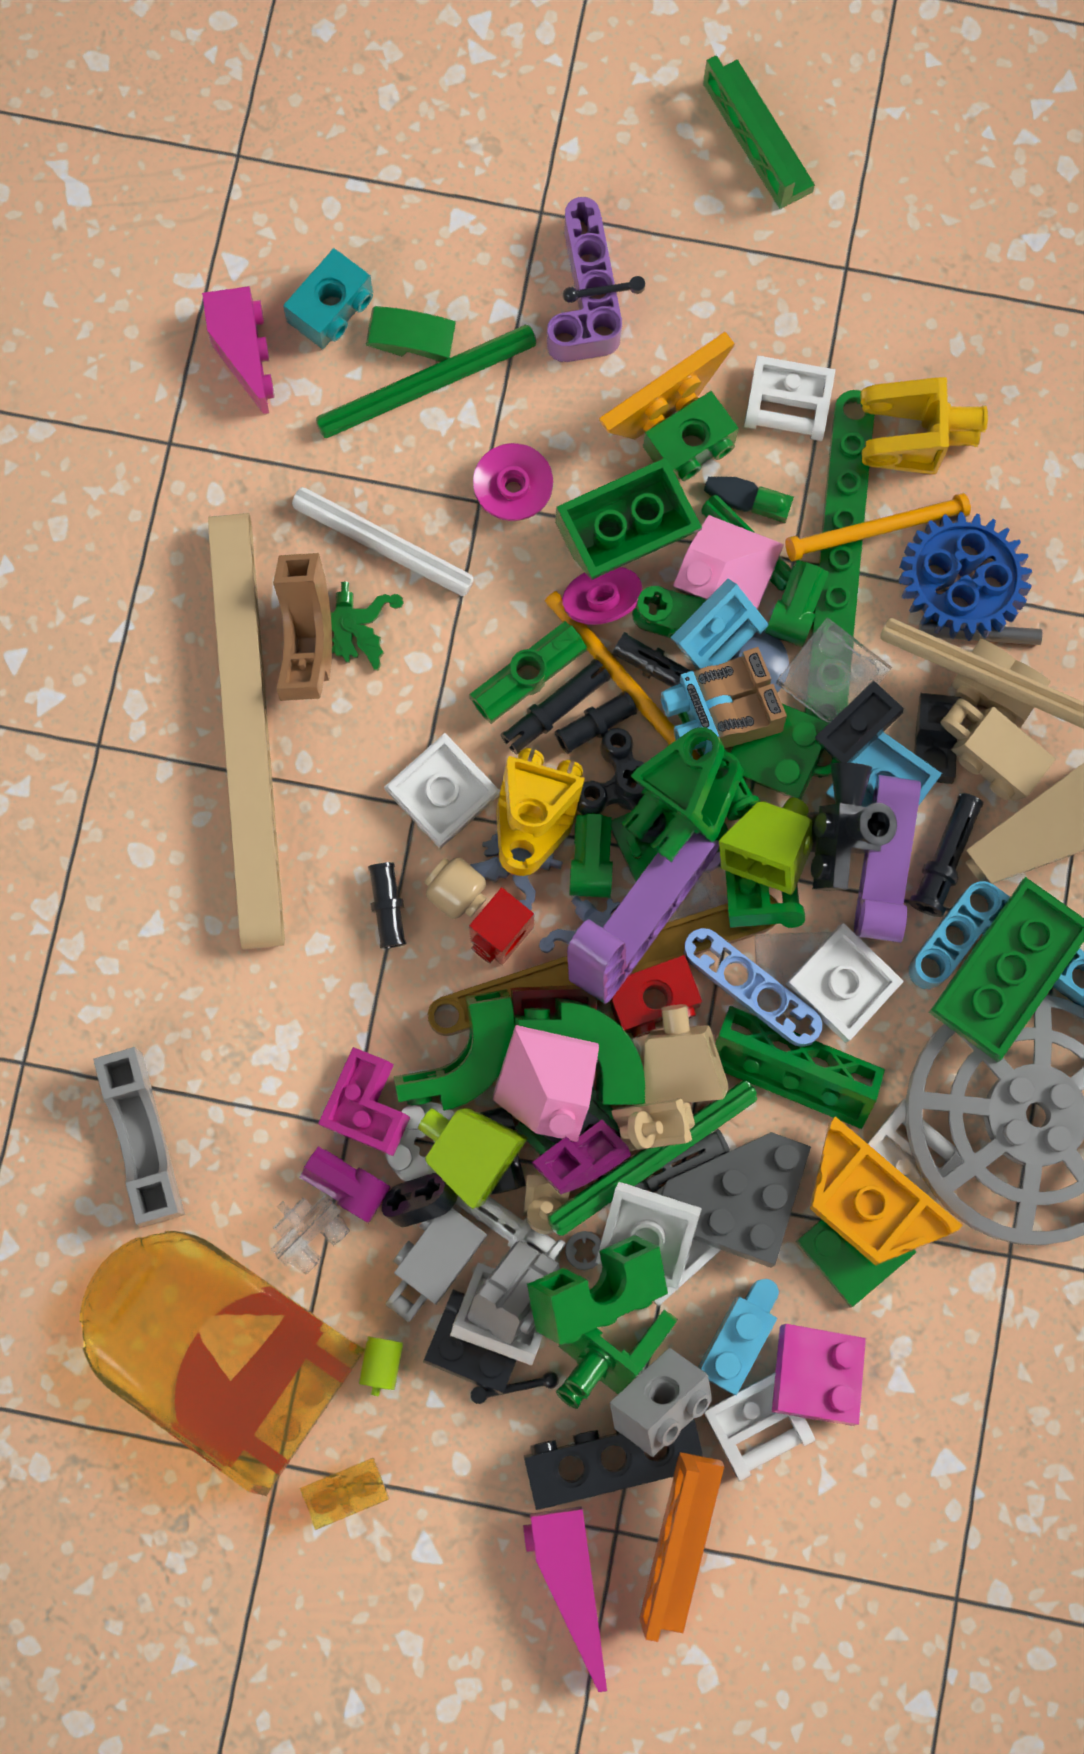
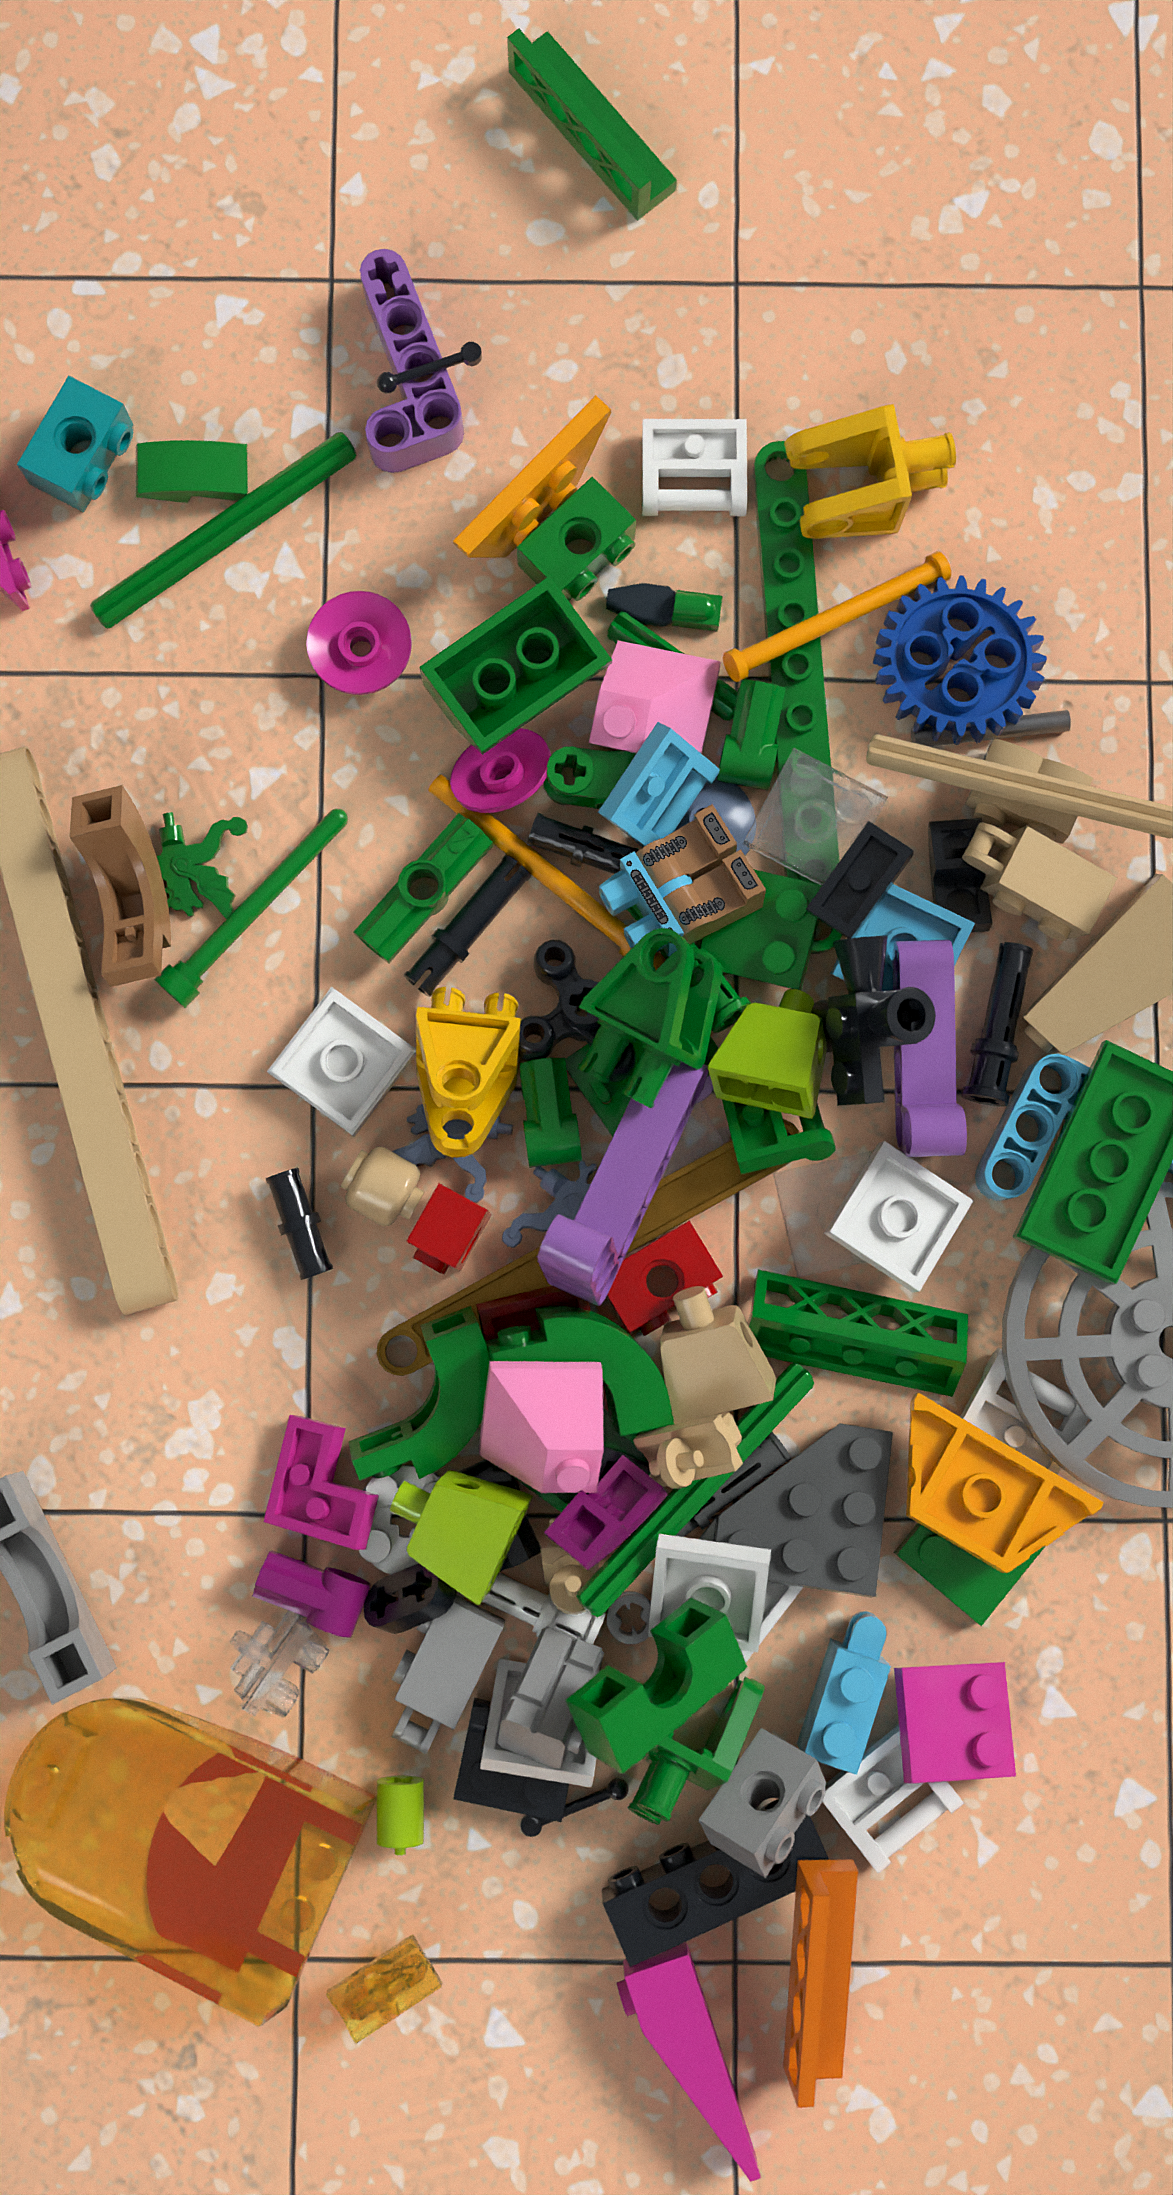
camera: 10 degrees left, 5 degrees up
(334, 707) = (184, 978): none -> green piece
(382, 541) = (206, 751): white axle -> none
(596, 722) = (522, 936): black pin -> none
(757, 981) = (780, 1250): light blue beam -> none

